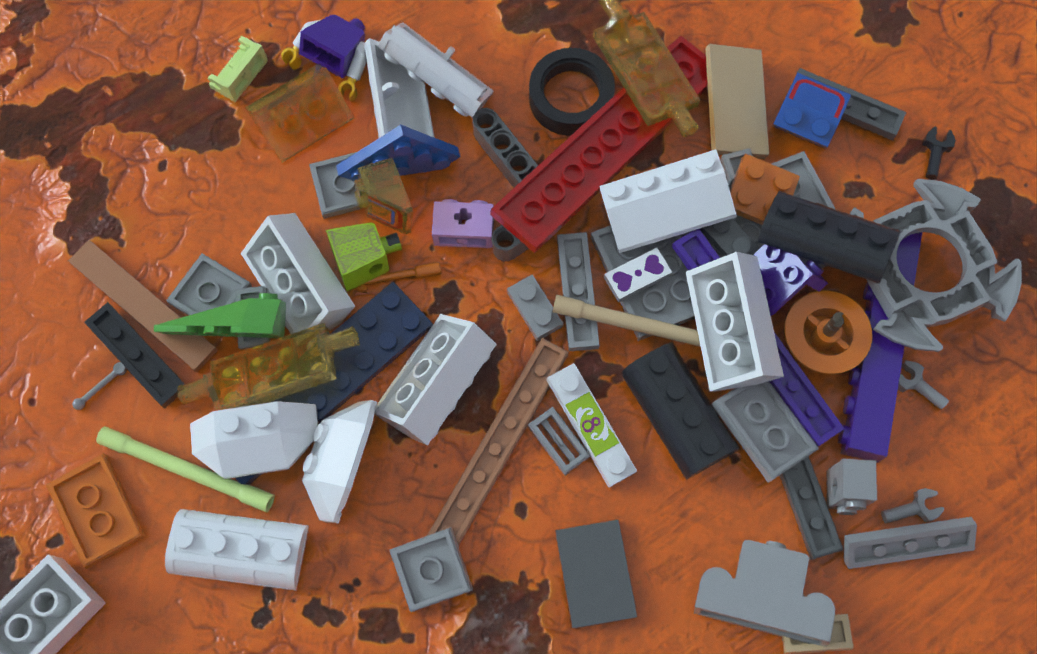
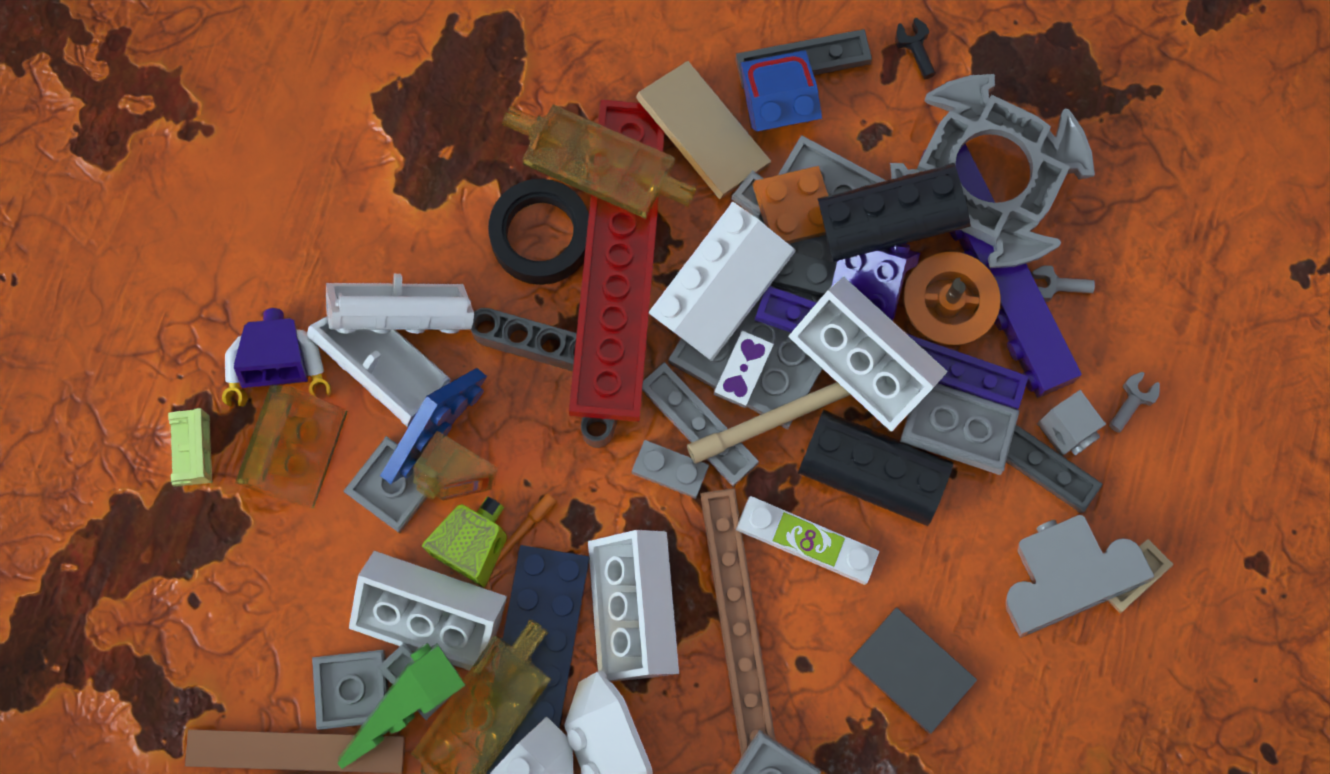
camera: 40 degrees left, 5 degrees up
(450, 232) = (562, 437): lavender brick -> none
(574, 462) = (760, 569): light grey tile -> none
(909, 542) = (1152, 435): light grey plate -> none

